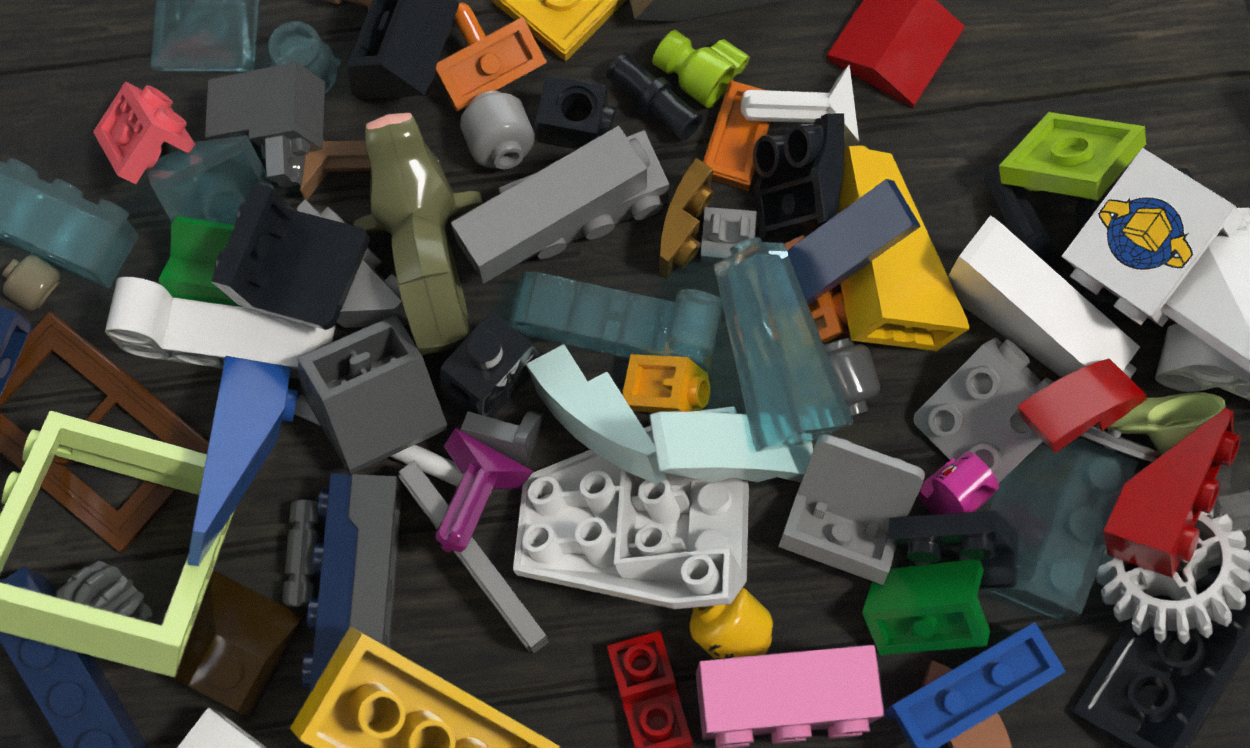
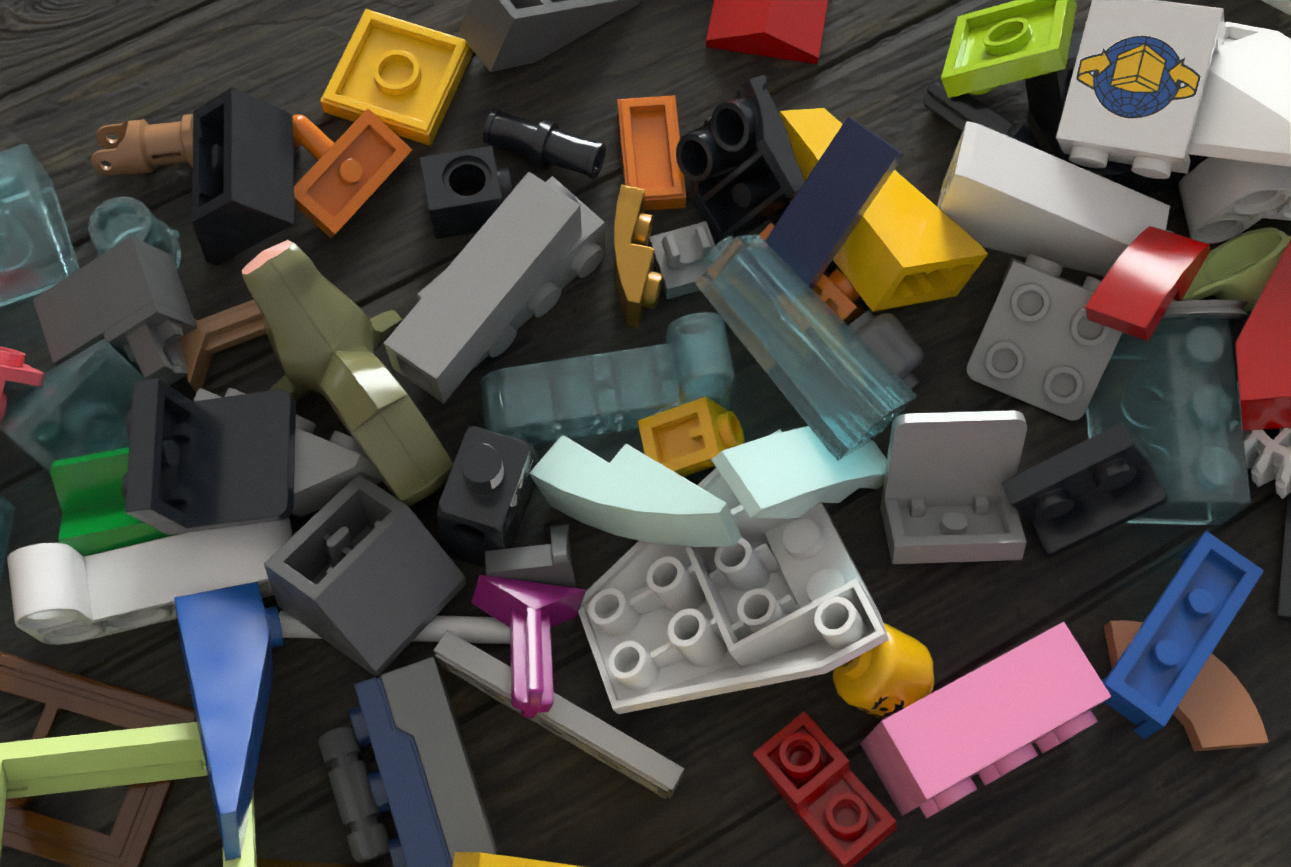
camera: 25 degrees left, 5 degrees down
(497, 130) = (386, 235): light grey head -> none
(701, 71) = (584, 100): lime piece -> none
(805, 106) = (700, 98): white piece -> none
(927, 608) = (1086, 563): green panel -> none
(959, 486) = (1060, 418): dark pink leg -> none

